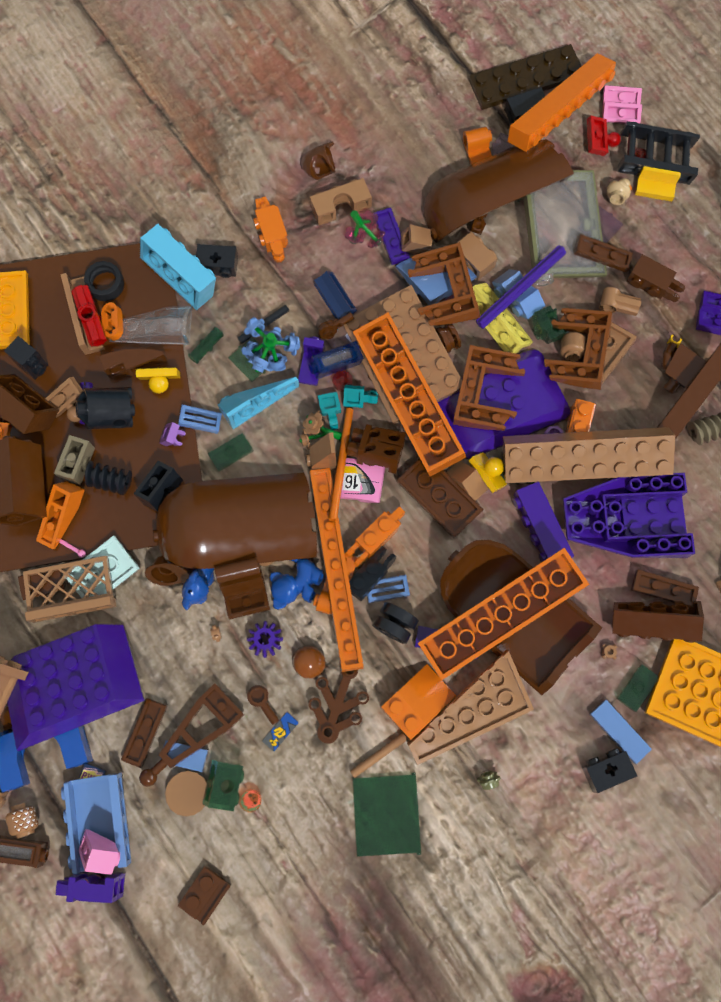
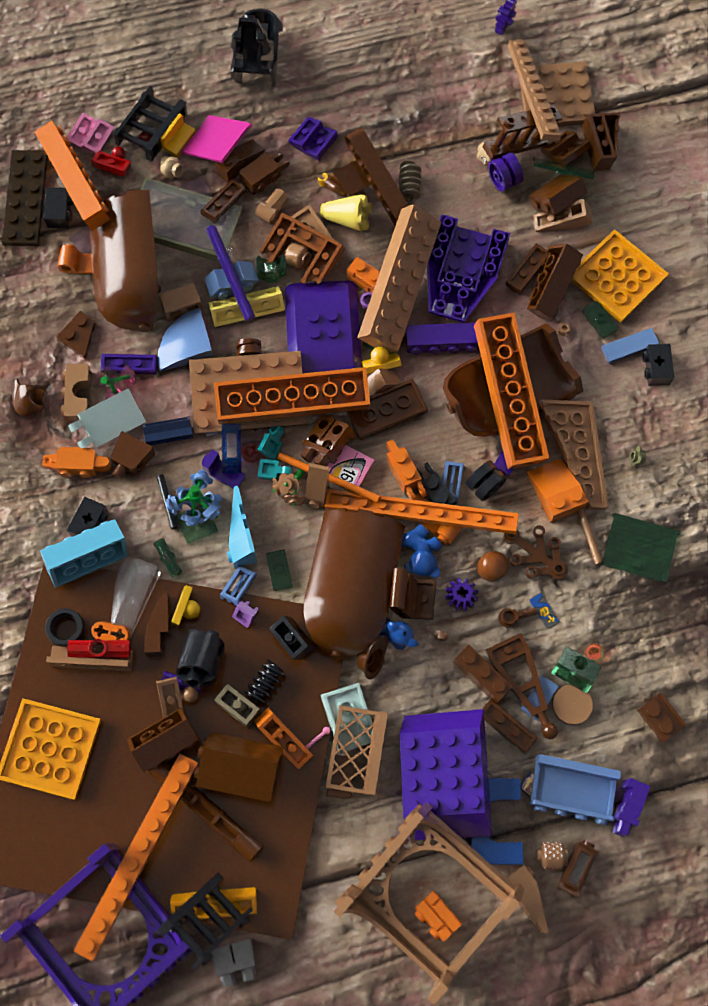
camera: 70 degrees left, 5 degrees down
(26, 358) = (118, 720): black brick -> none
(98, 853) = (602, 790): bright pink slope -> none
(186, 688) = (482, 674): none -> reddish brown brick
(295, 271) = (130, 455): none -> reddish brown torso
(322, 238) = (108, 419): none -> light aqua tile
(329, 328) = (197, 446): reddish brown plate -> none
(403, 179) = (78, 334): none -> reddish brown wing
(416, 239) = (145, 342): medium nougat brick -> none
(449, 260) = (183, 316): dark orange wedge -> none
(482, 361) = (284, 333): dark orange wedge -> none
(646, 379) = (348, 212): none -> light yellow cone
(659, 249) = (238, 159): none -> reddish brown slope
(669, 219) = (216, 138): none -> dark pink piece

